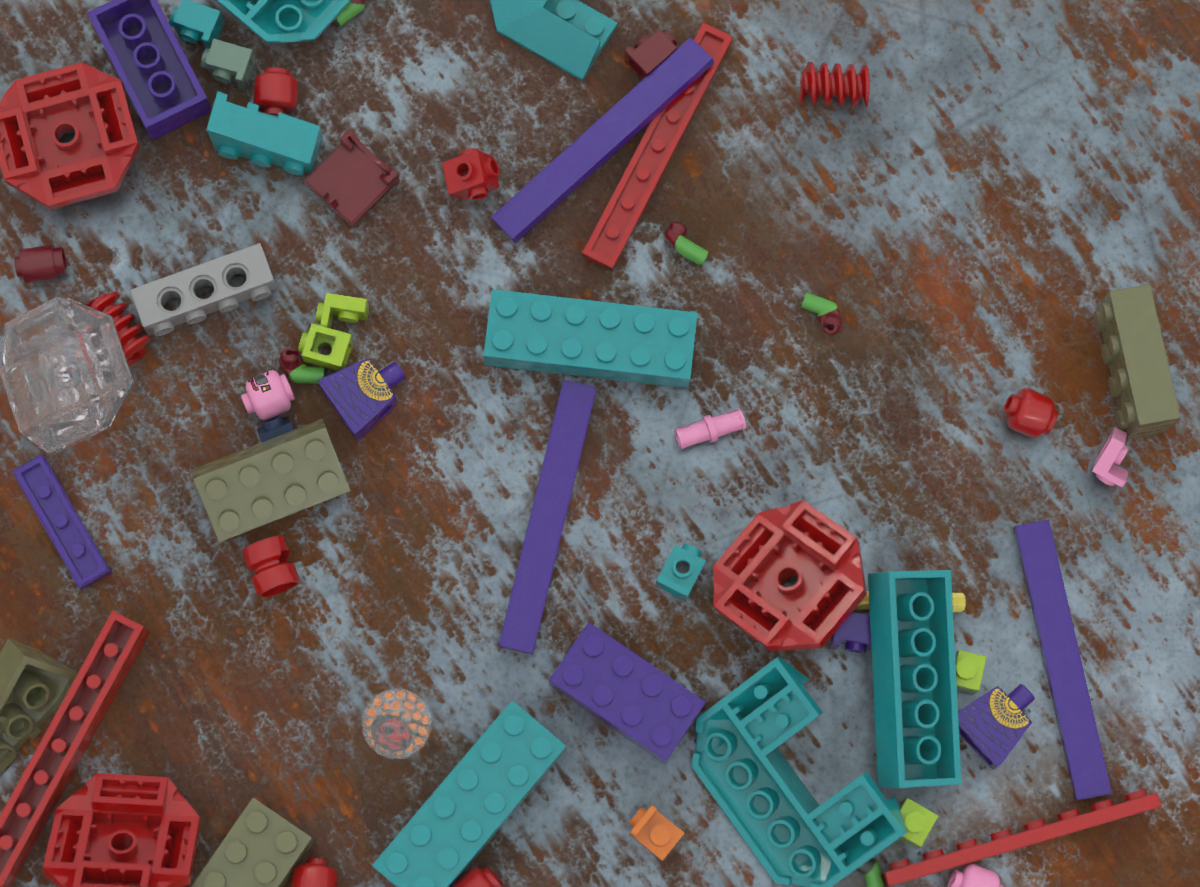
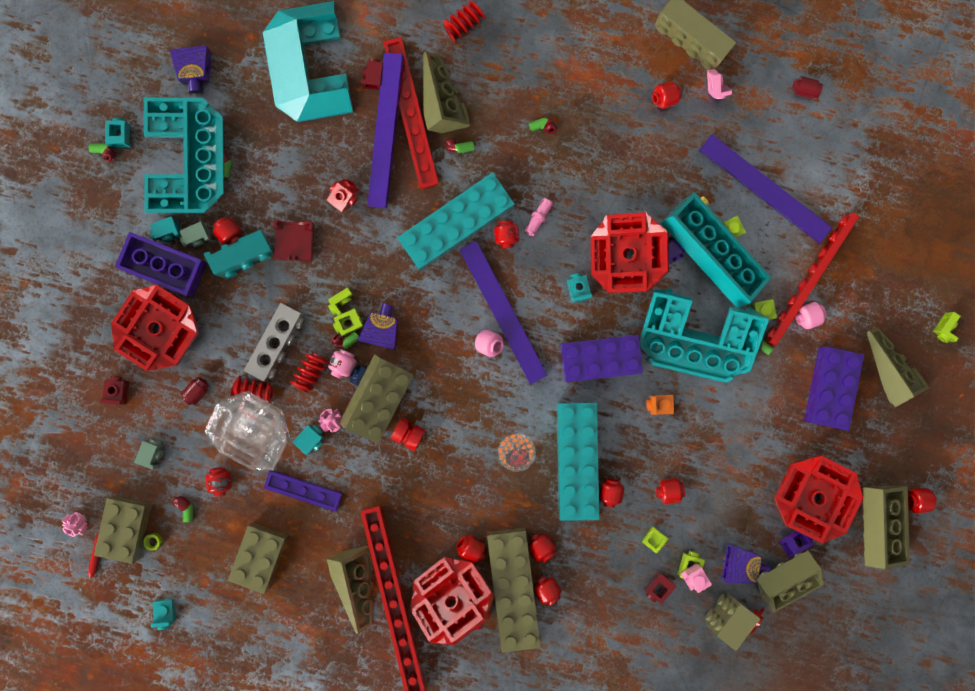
camera: 35 degrees left, 10 degrees up
(133, 458) = (309, 439): none -> teal brick
(183, 457) = (330, 420): none -> bright pink gear
(214, 368) = (309, 372): none -> red piece
(214, 801) = (471, 549): none -> red head
(491, 538) = (489, 343): none -> bright pink head
(645, 413) = (506, 234): none -> red head
(710, 167) = (441, 105): none -> olive wedge
(995, 723) = (762, 239): dark purple torso -> none

